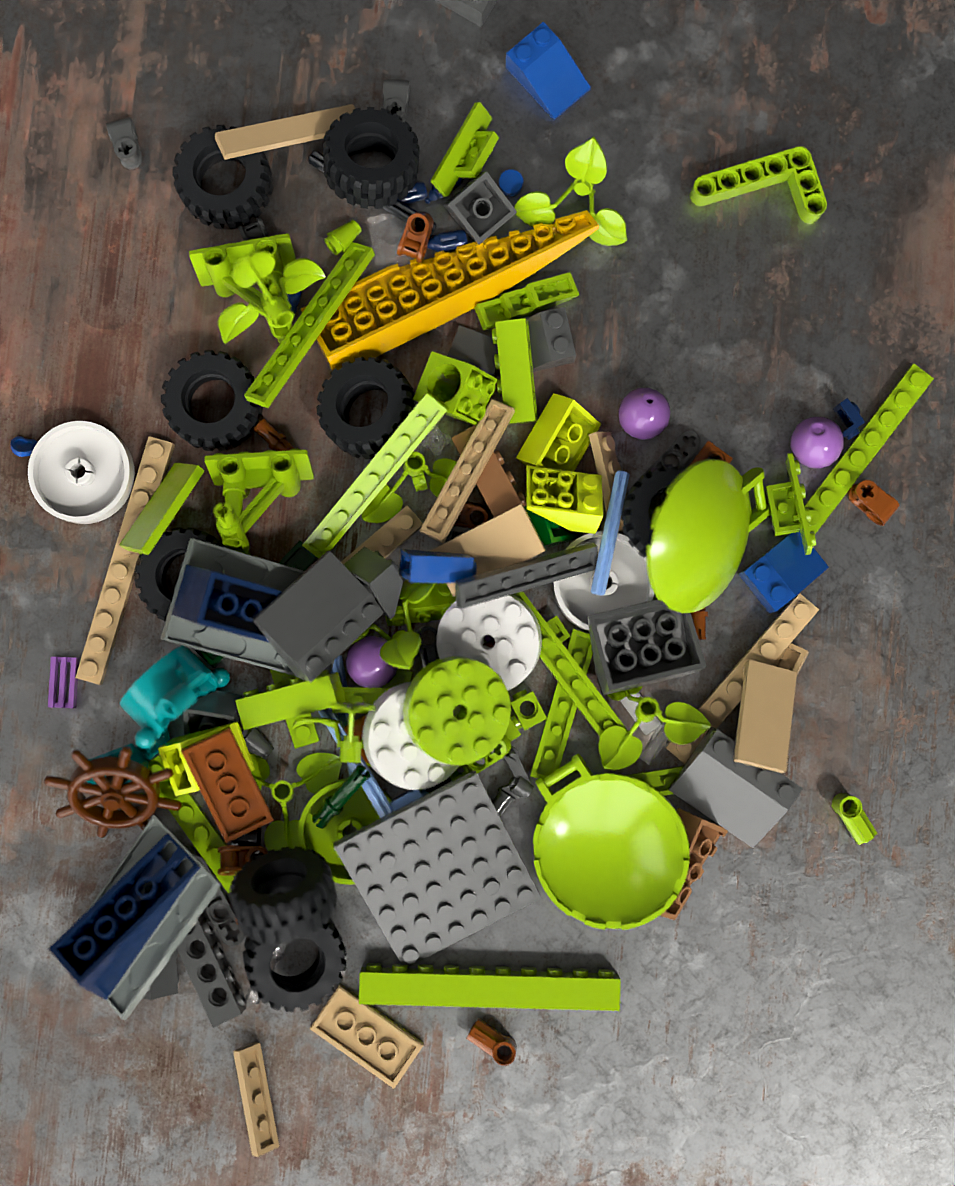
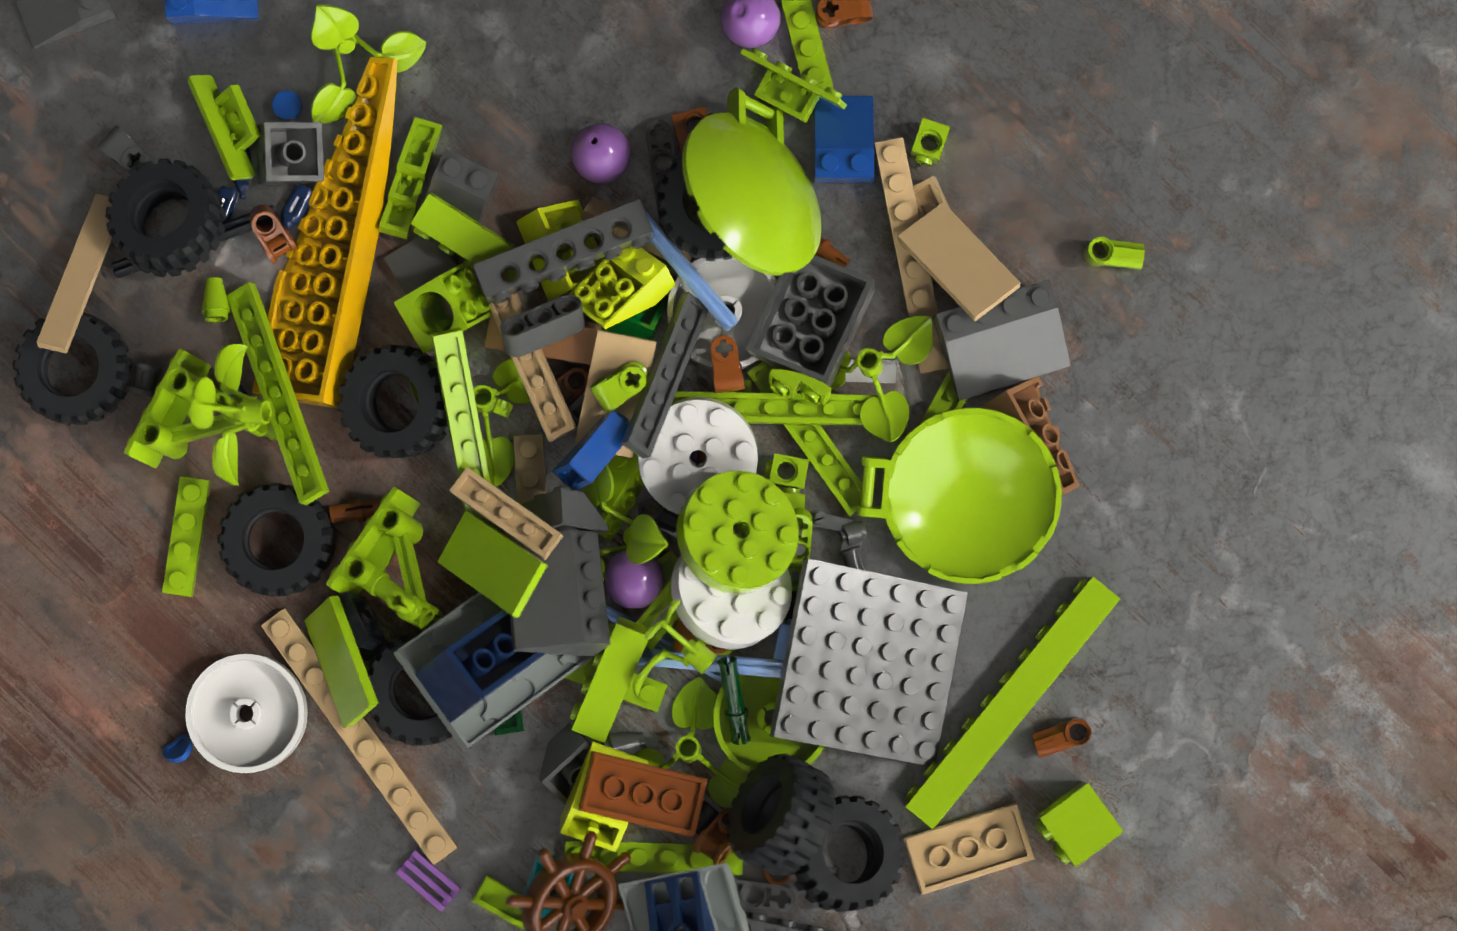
camera: 50 degrees left, 0 degrees up
(87, 737) = (493, 896): none -> lime tile
(166, 693) = (516, 783): teal piece -> none
(170, 341) = (186, 536): none -> lime plate
(199, 502) = (363, 625): none -> black bracket
(304, 558) = (492, 563): none -> lime tile
(346, 540) = (506, 513): none -> tan plate
(439, 1104) = (1077, 824): none -> lime brick
(491, 548) = (615, 388): none -> lime piece
(495, 464) = (542, 325): none -> dark grey beam
(563, 615) = (726, 370): none -> dark orange piece
(573, 438) = (573, 237): none -> dark grey brick
(590, 665) = (790, 382): none -> lime slope
(839, 626) = (933, 130): none -> lime brick

